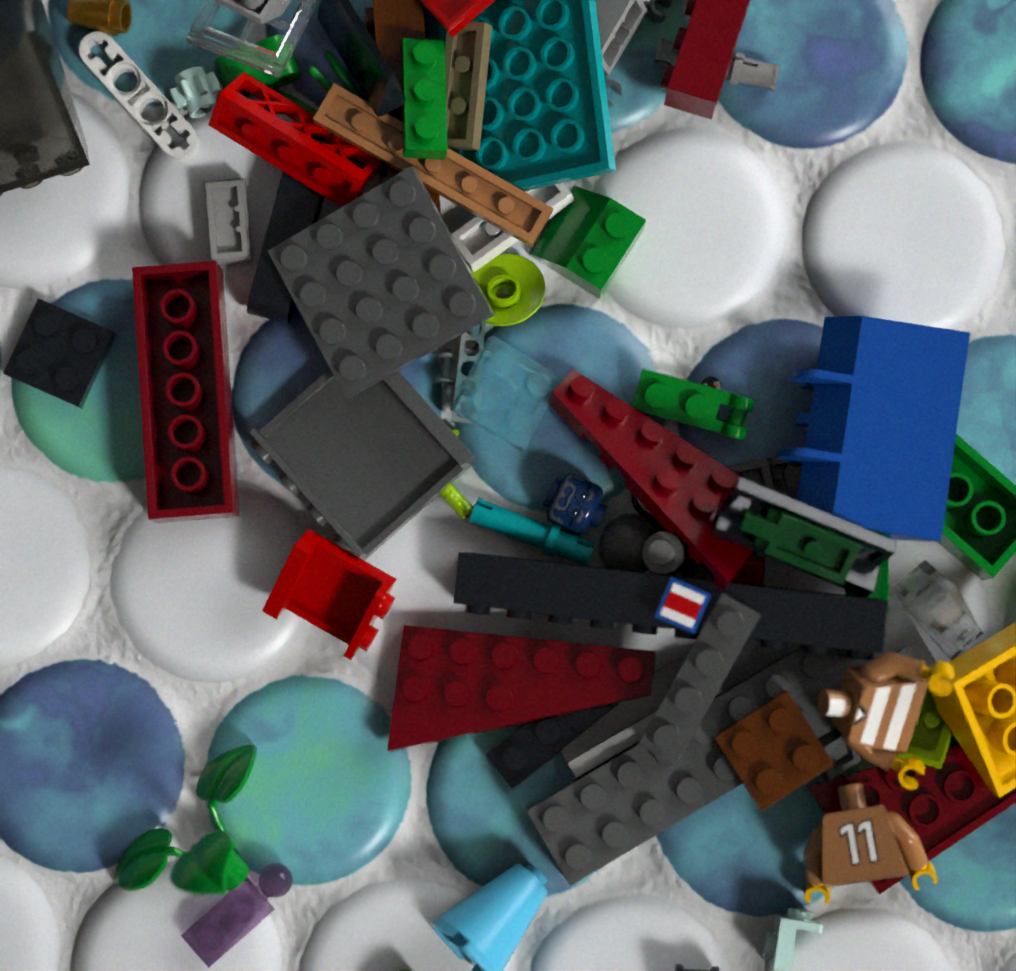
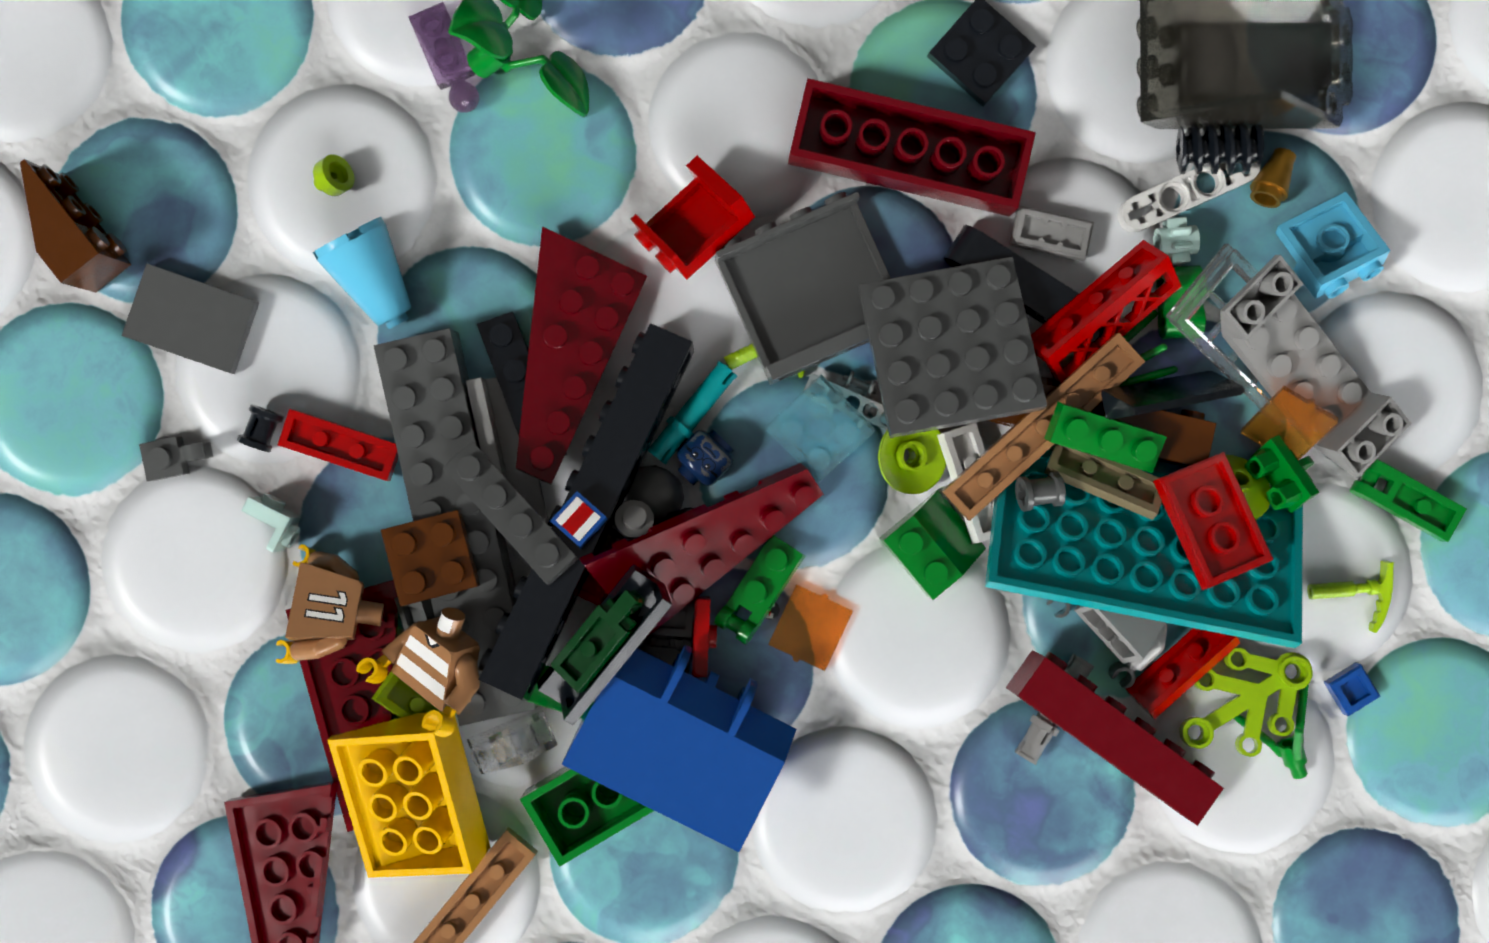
camera: 110 degrees right, 5 degrees up
(89, 78) = (1219, 147): none -> black piece
(499, 146) = (1040, 491): none -> dark grey bush
(686, 894) = (339, 445): none -> red plate
(715, 339) = (810, 627): none -> clear orange piece
(761, 445) = (704, 636): none -> red plate

